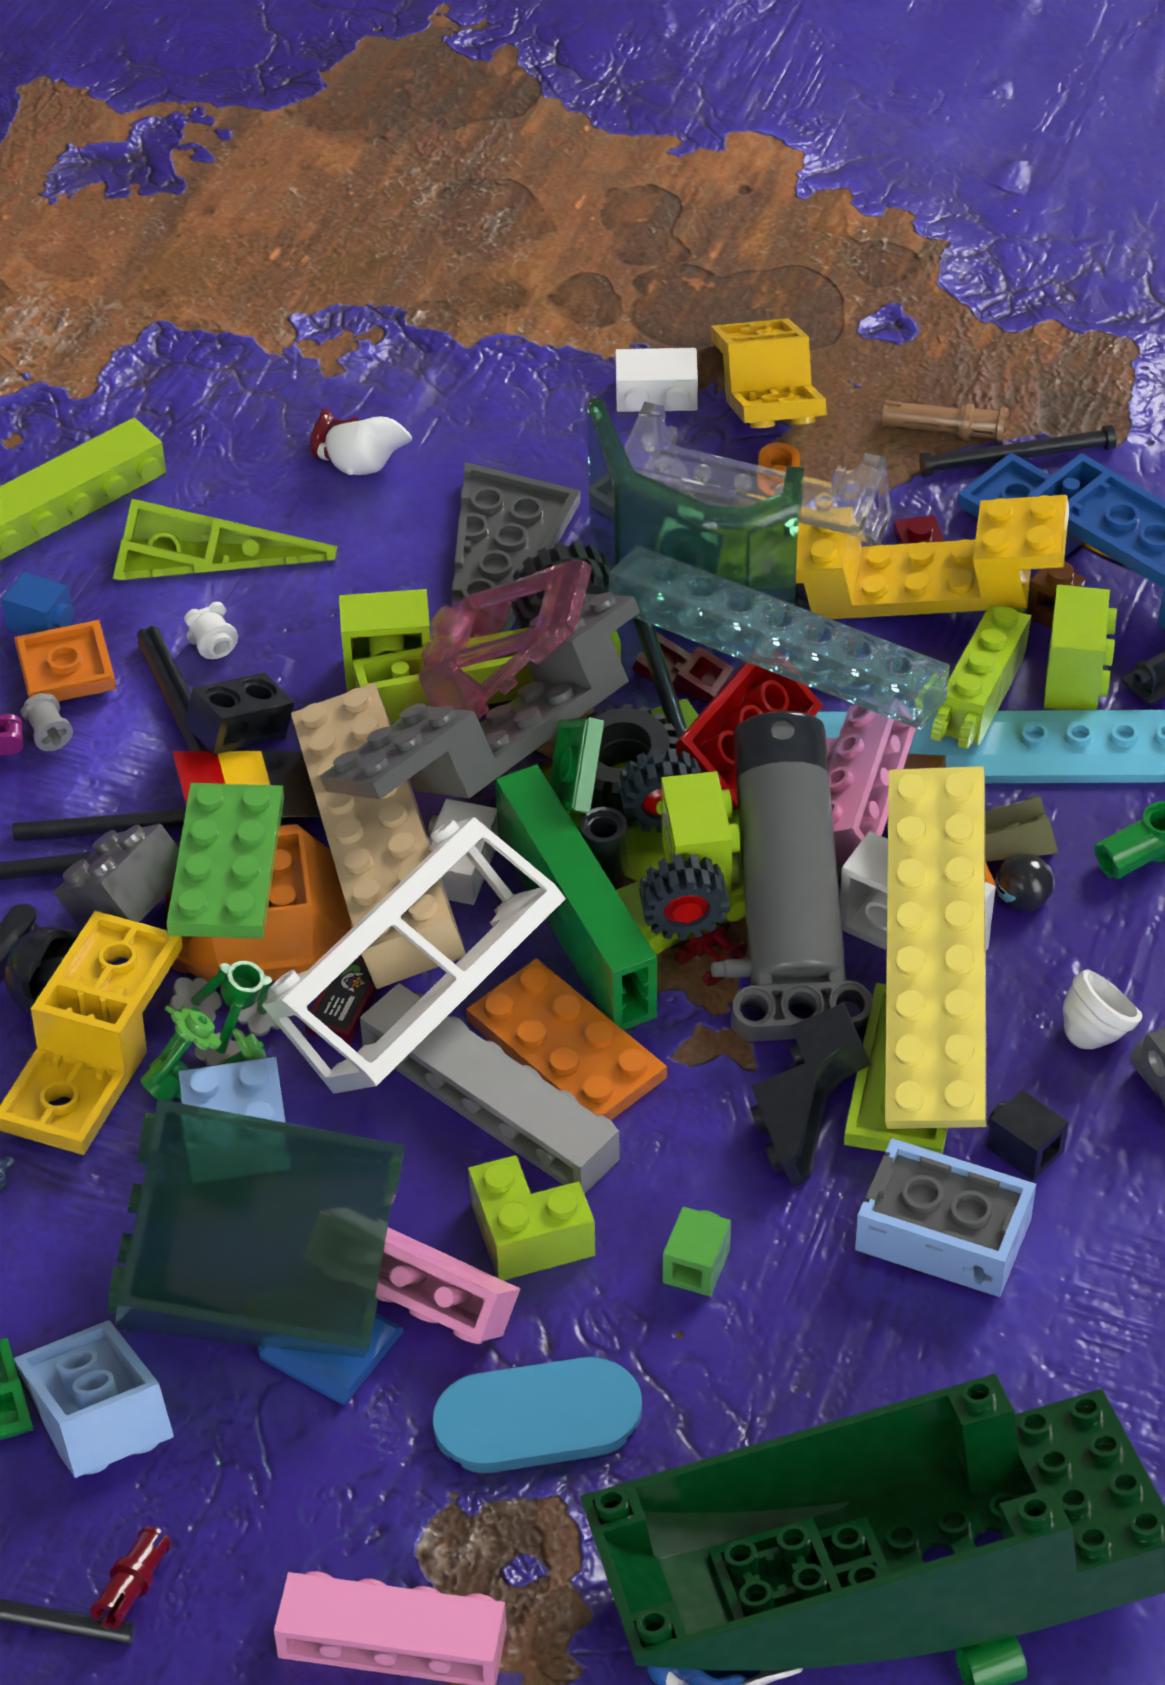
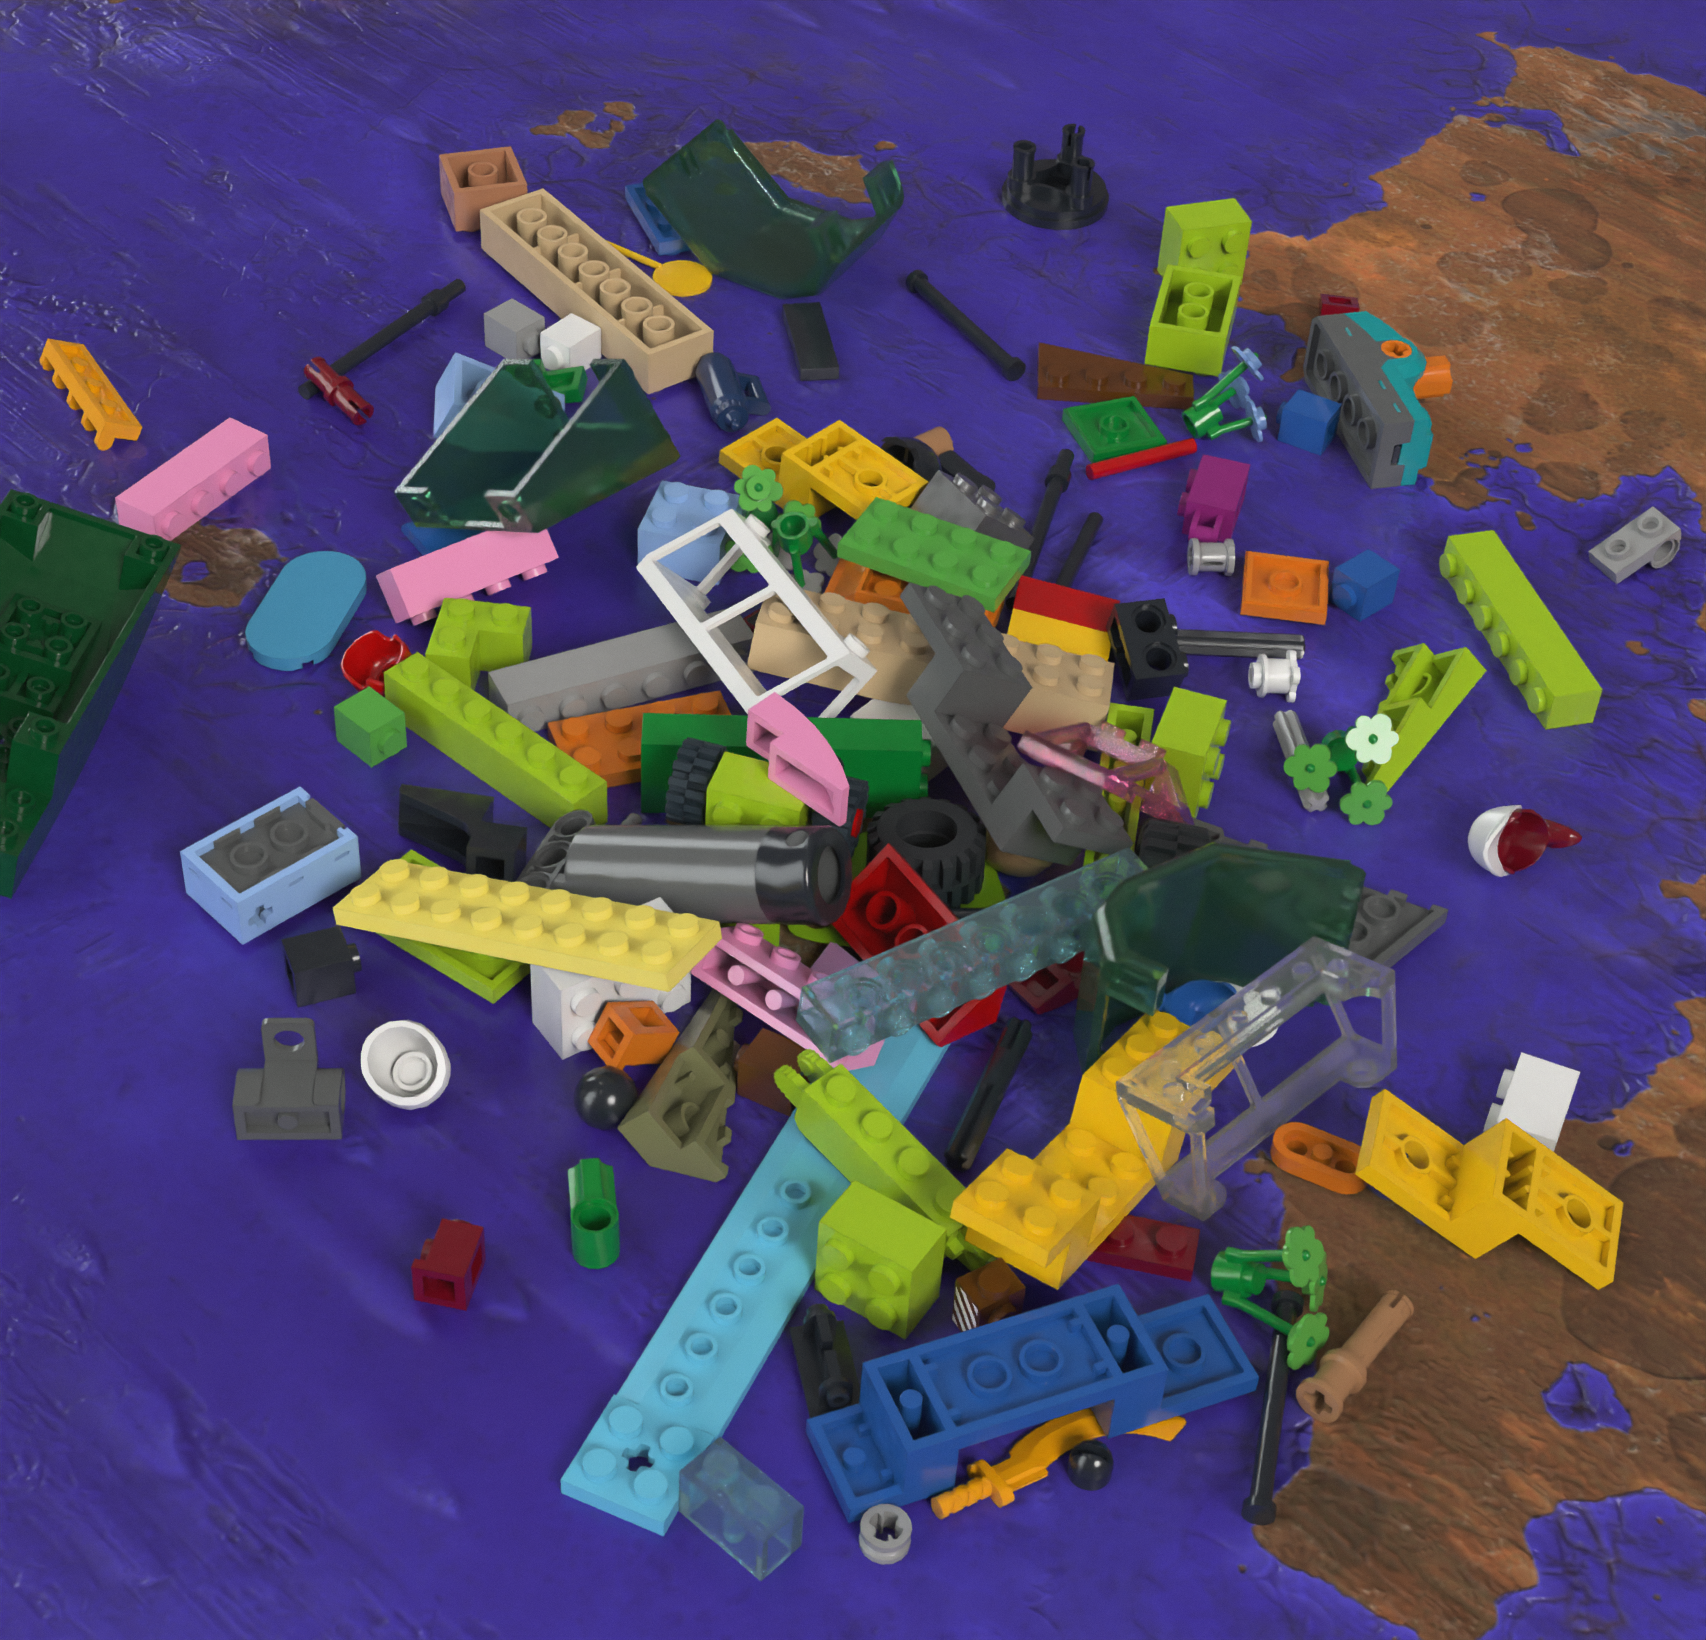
camera: 110 degrees right, 5 degrees down
(300, 567) = (1340, 752): none -> bright green plant
(312, 598) = (1290, 736): none -> light grey axle
(576, 762) = (900, 764): green tile -> none
(608, 1281) = (370, 657): none -> red hair
(664, 1138) = (493, 743): none -> lime brick
(669, 772) = (798, 757): none -> bright pink slope
(926, 485) = (1240, 1275): none -> plant

